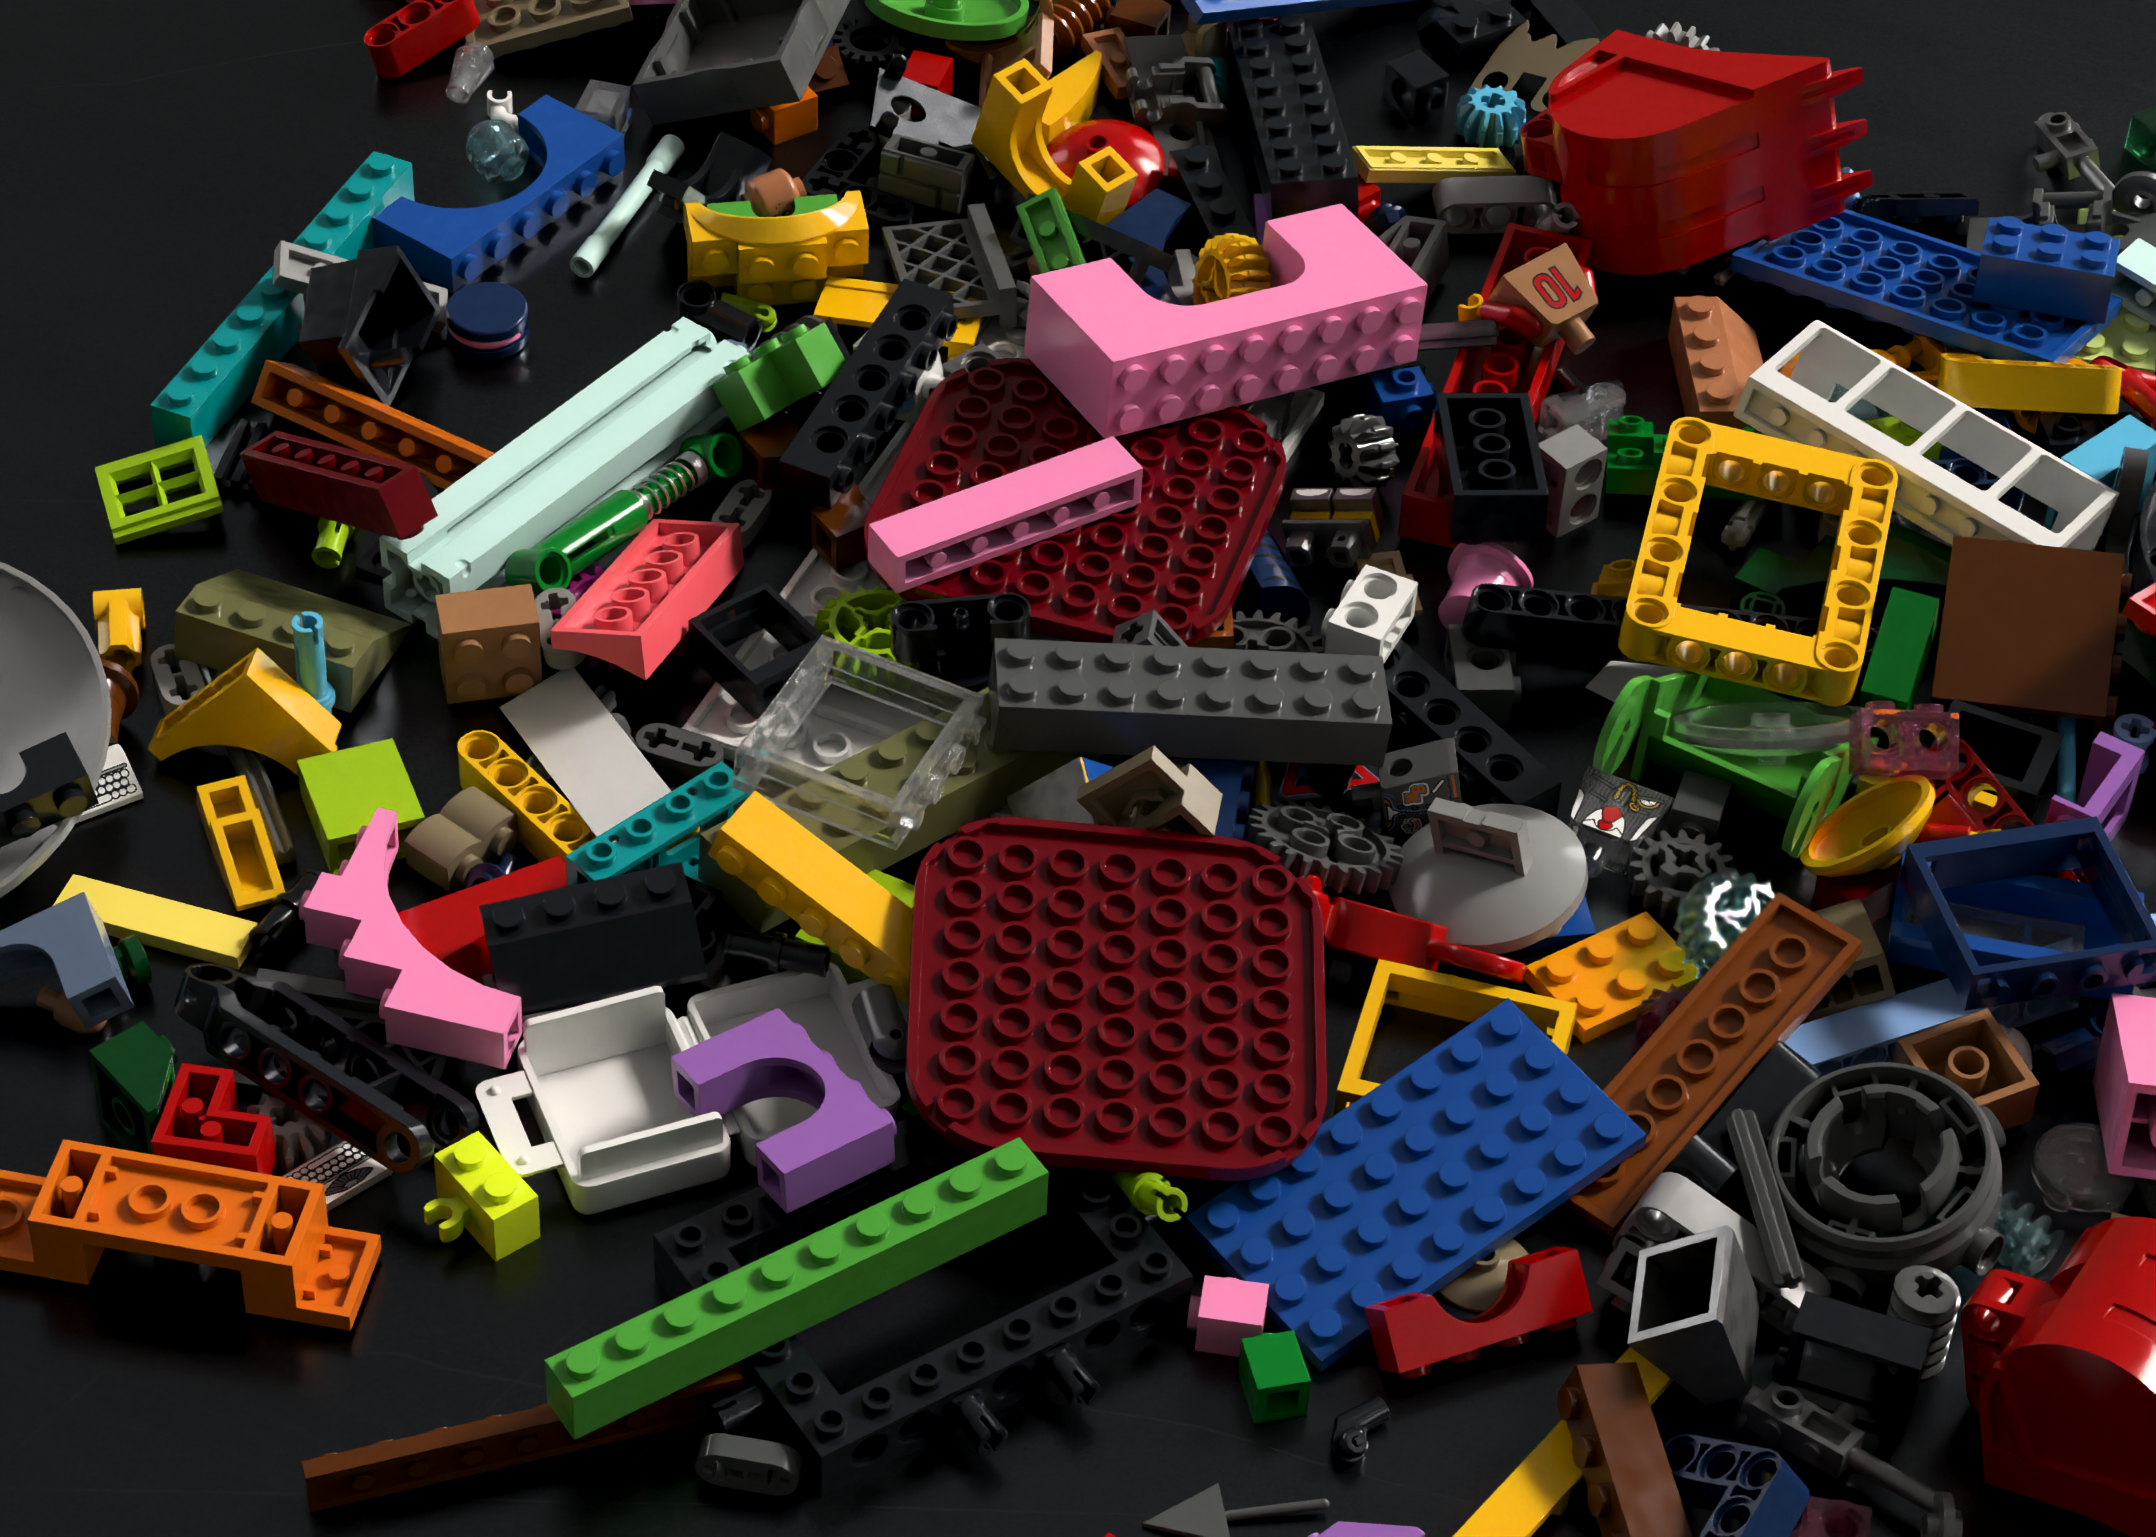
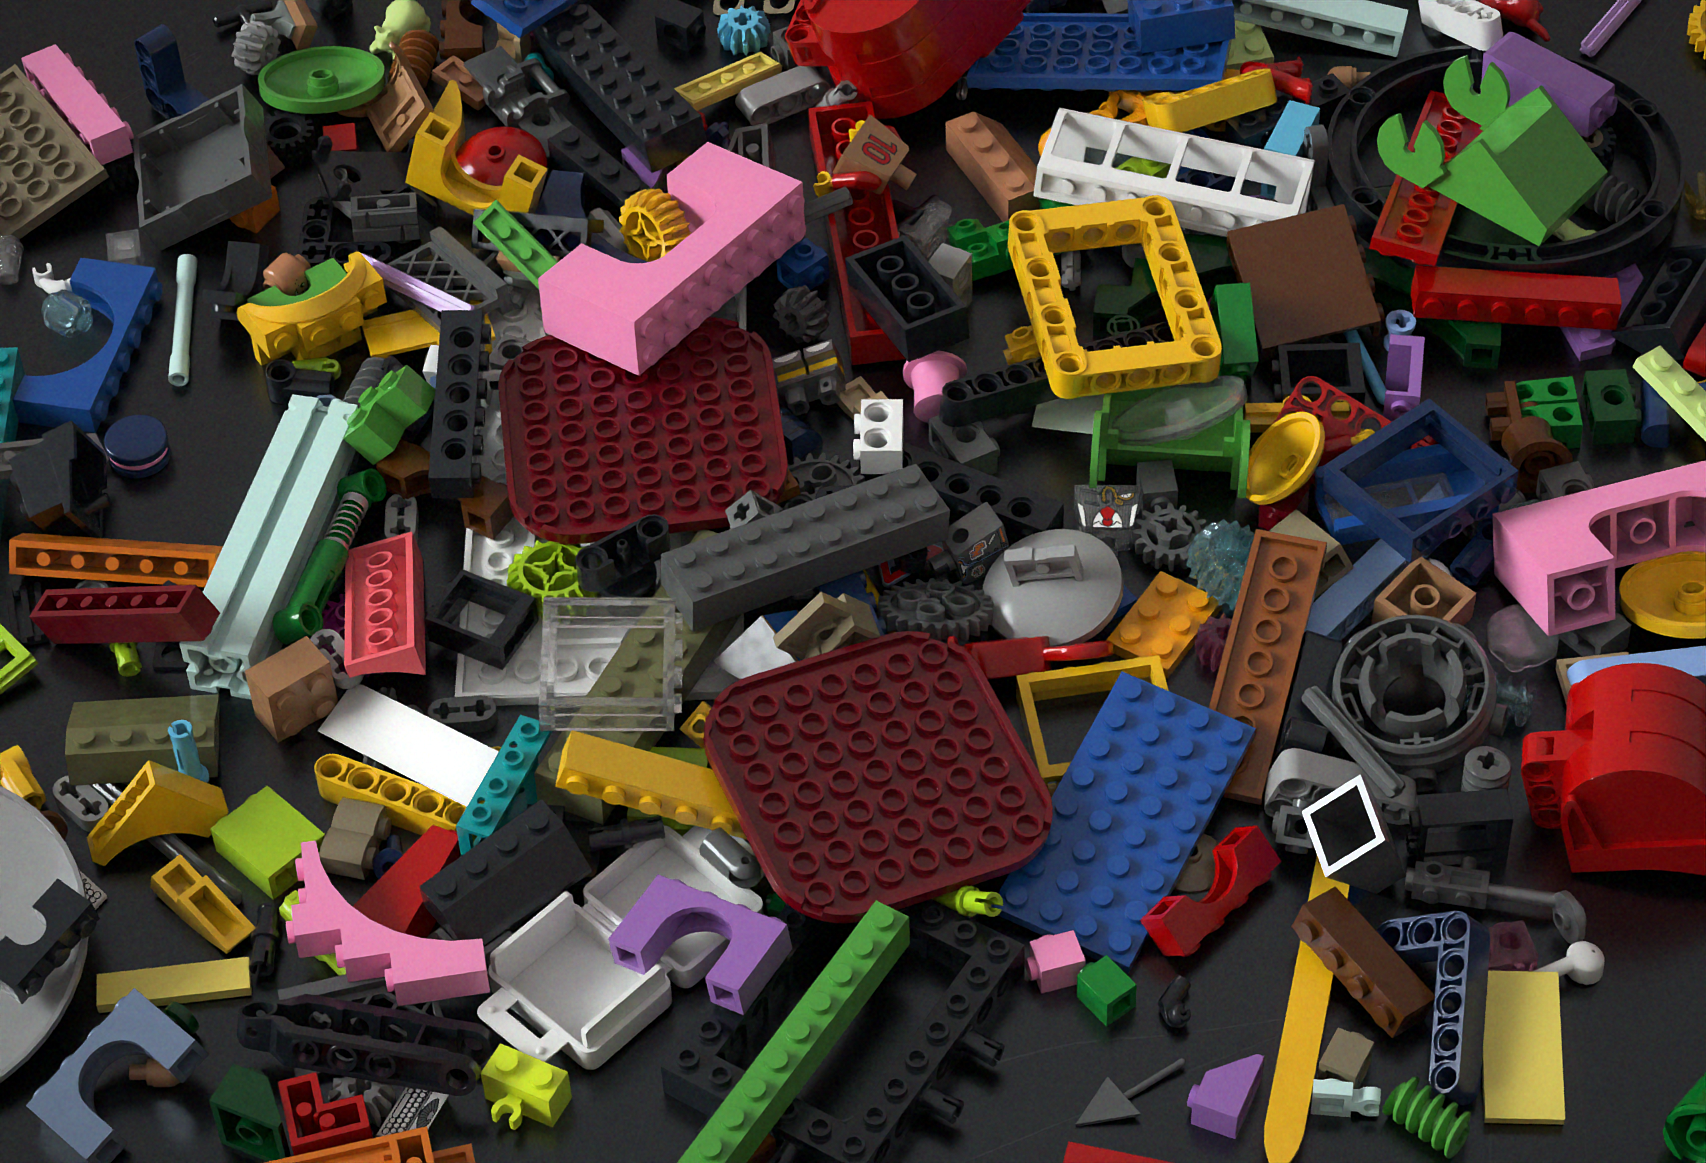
camera: 20 degrees left, 5 degrees up
(904, 253) = (416, 288): none -> lavender axle
(1004, 514) = (606, 458): bright pink brick -> none
(1905, 752) = (1283, 397): clear pink brick -> none

